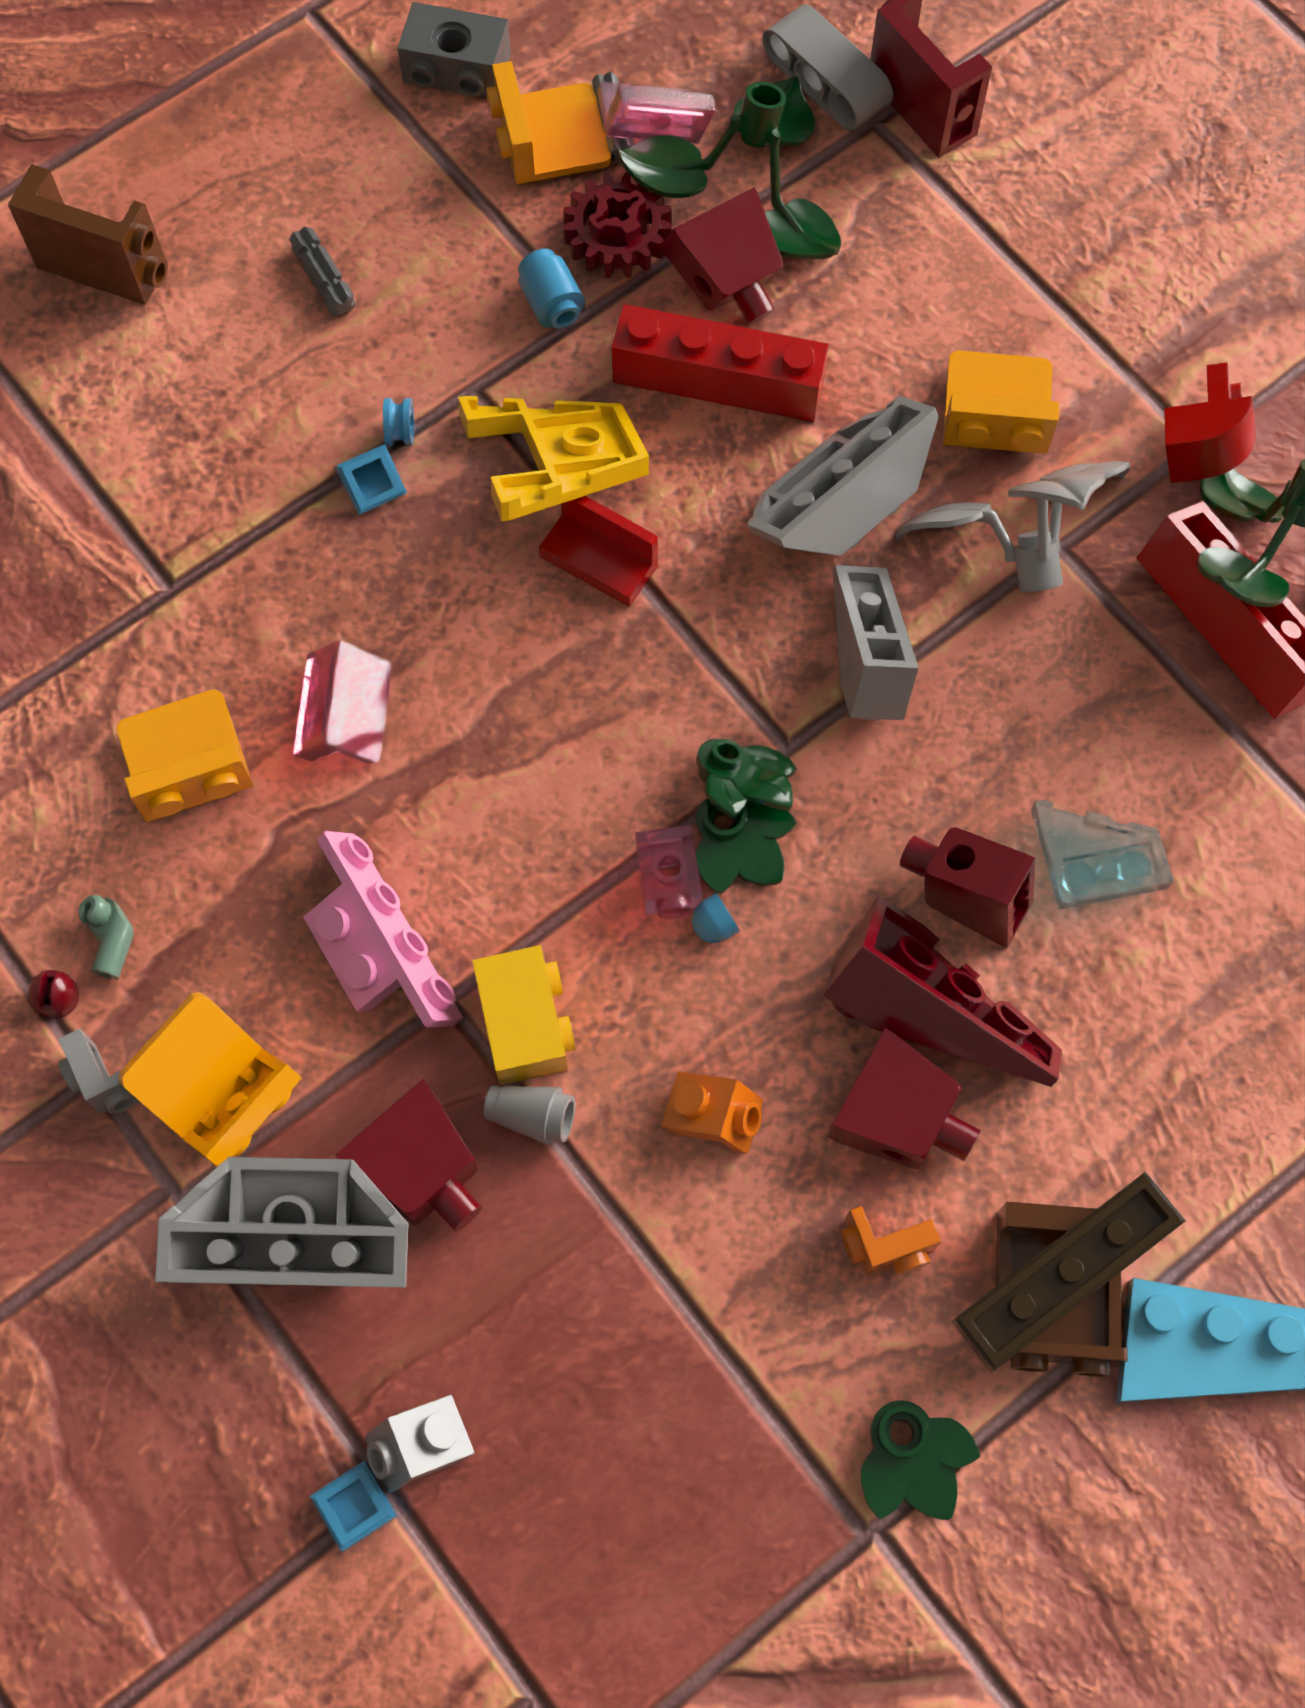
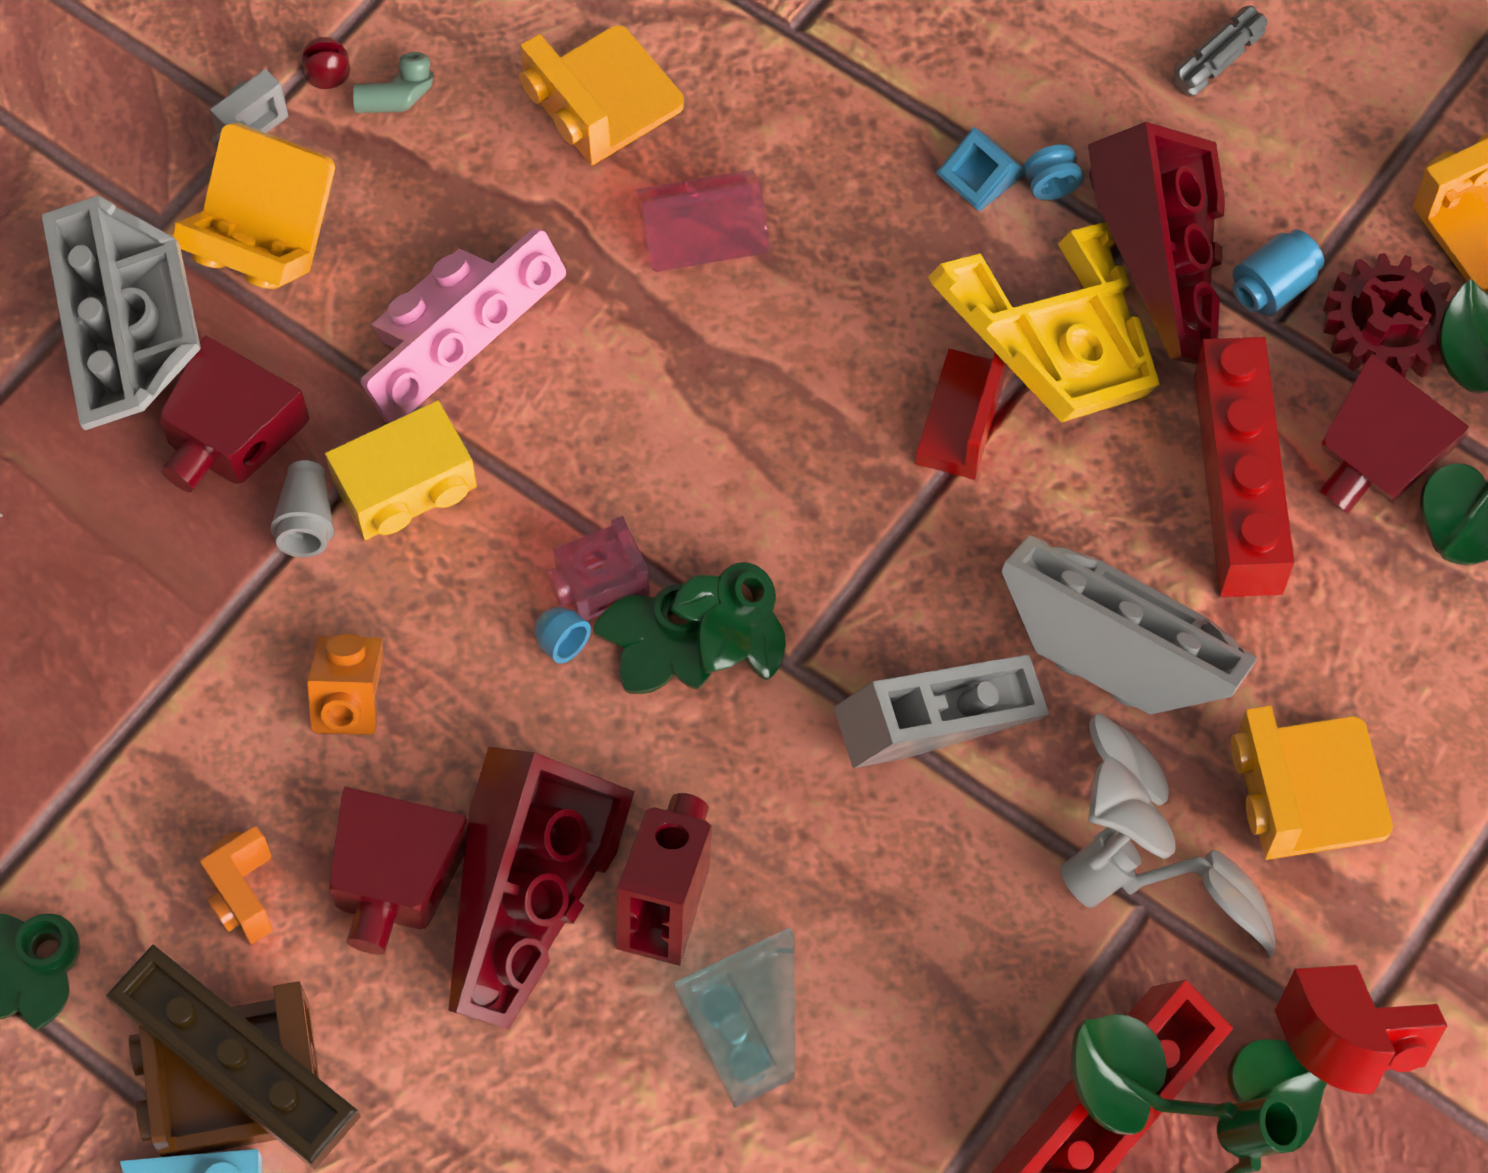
camera: 75 degrees right, 5 degrees down
(452, 355) = (1161, 208): none -> dark red wedge

